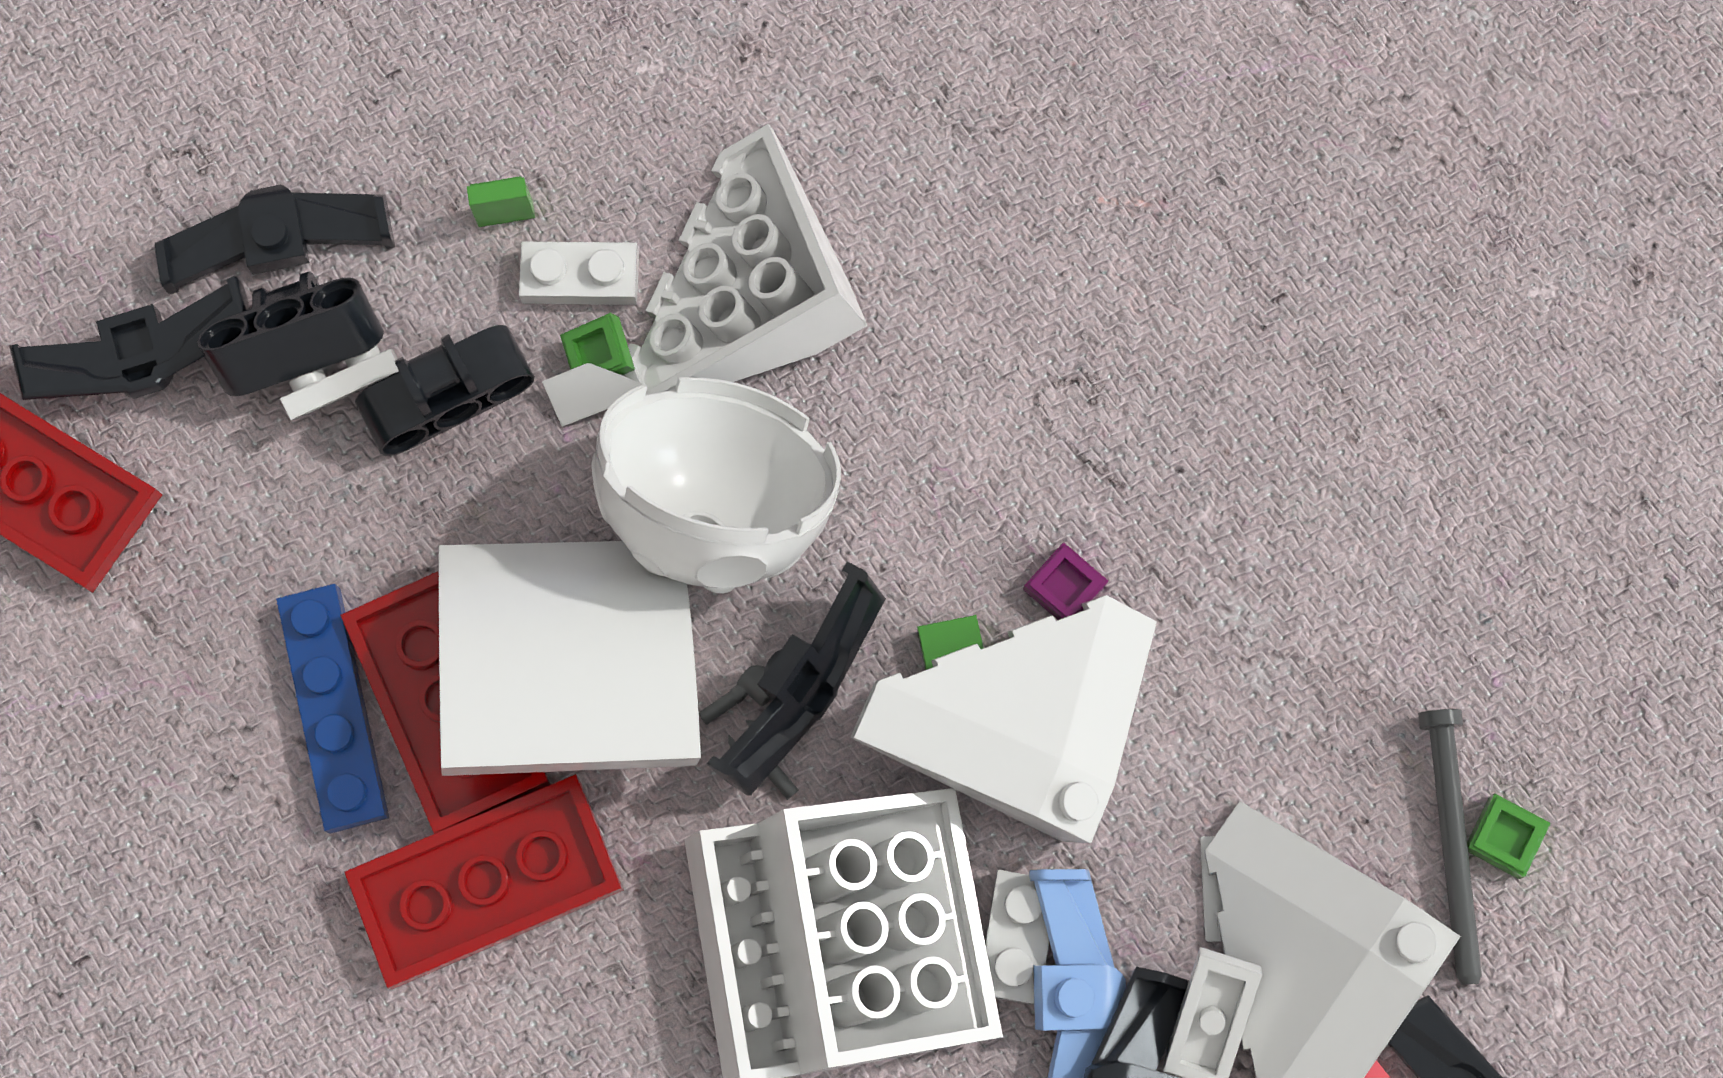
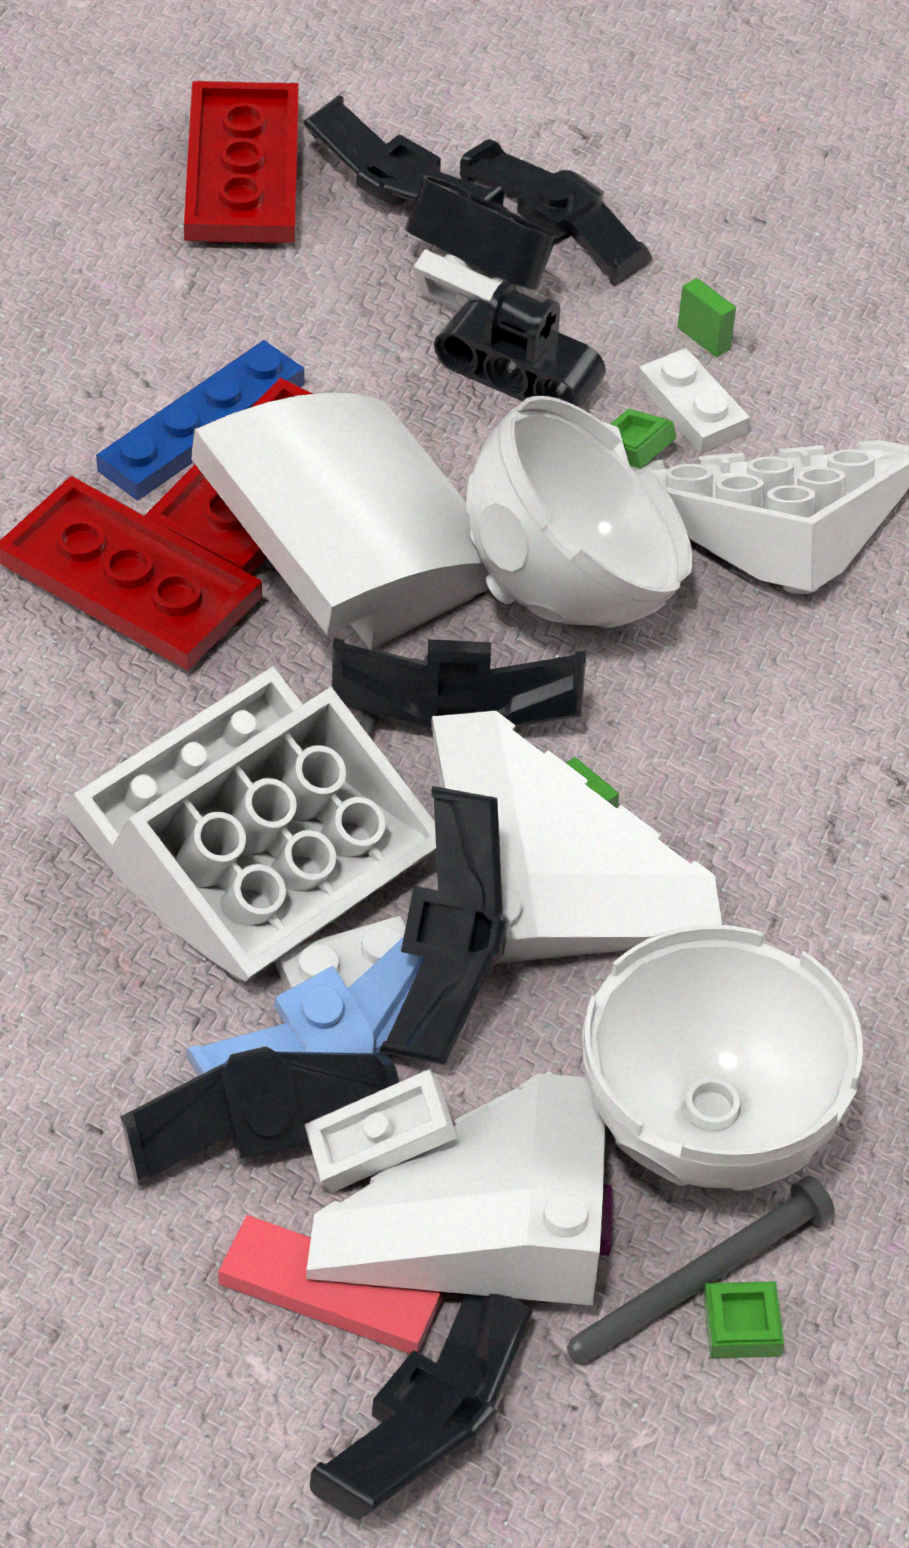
camera: 55 degrees right, 25 degrees down
(1065, 583) = (707, 844): magenta tile -> none
(1079, 853) = (454, 927): none -> black plate
(1337, 726) = (720, 1056): none -> white rock

